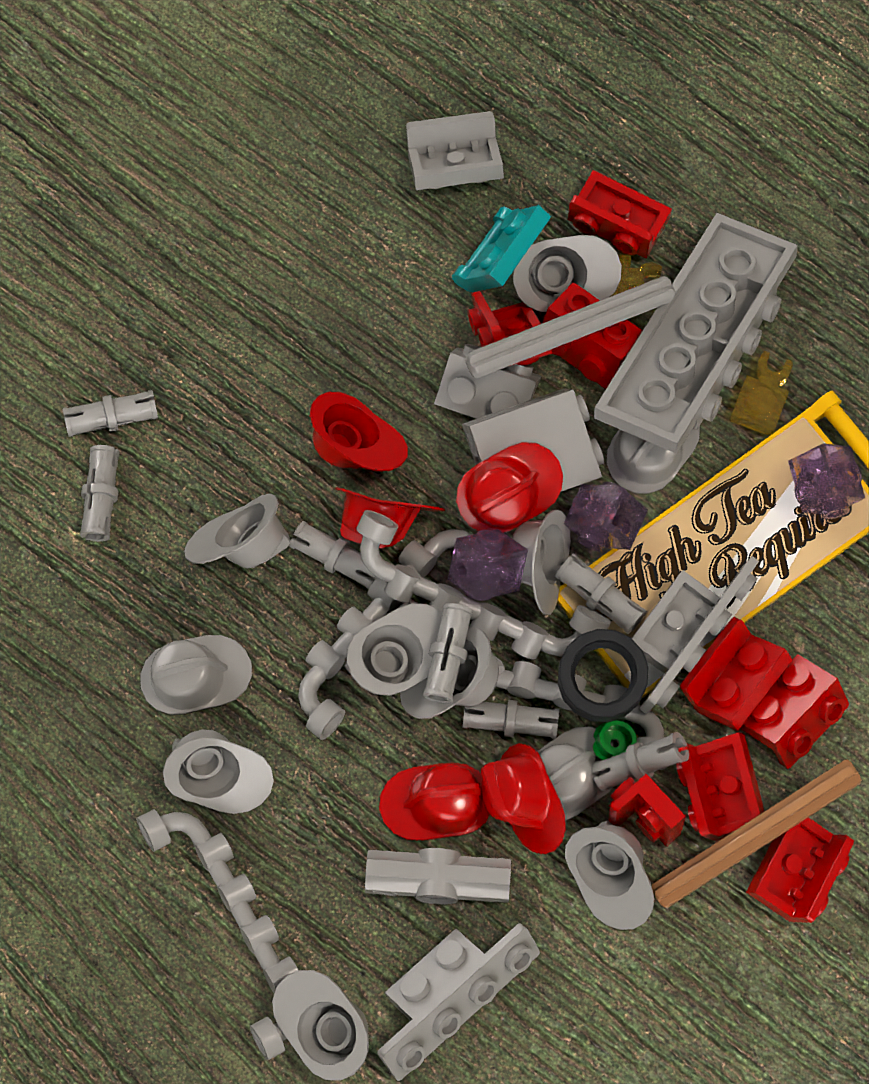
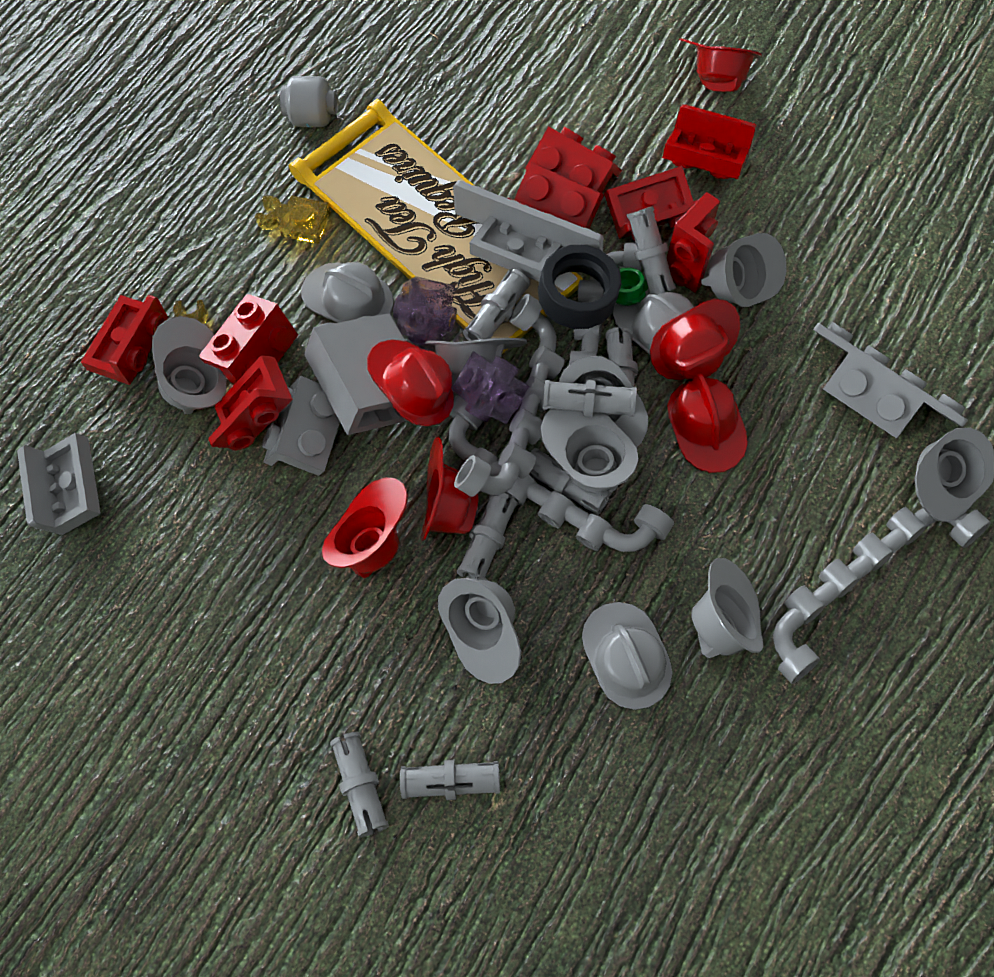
camera: 90 degrees left, 5 degrees down
(438, 876) = (781, 407): light grey piece -> none
(501, 248) = (168, 414): teal plate -> none
(569, 327) = (252, 340): light grey axle -> none
(699, 337) = (247, 253): light grey plate -> none
(756, 833) = (689, 161): medium nougat axle -> none
(827, 480) = (363, 141): clear purple brick -> none

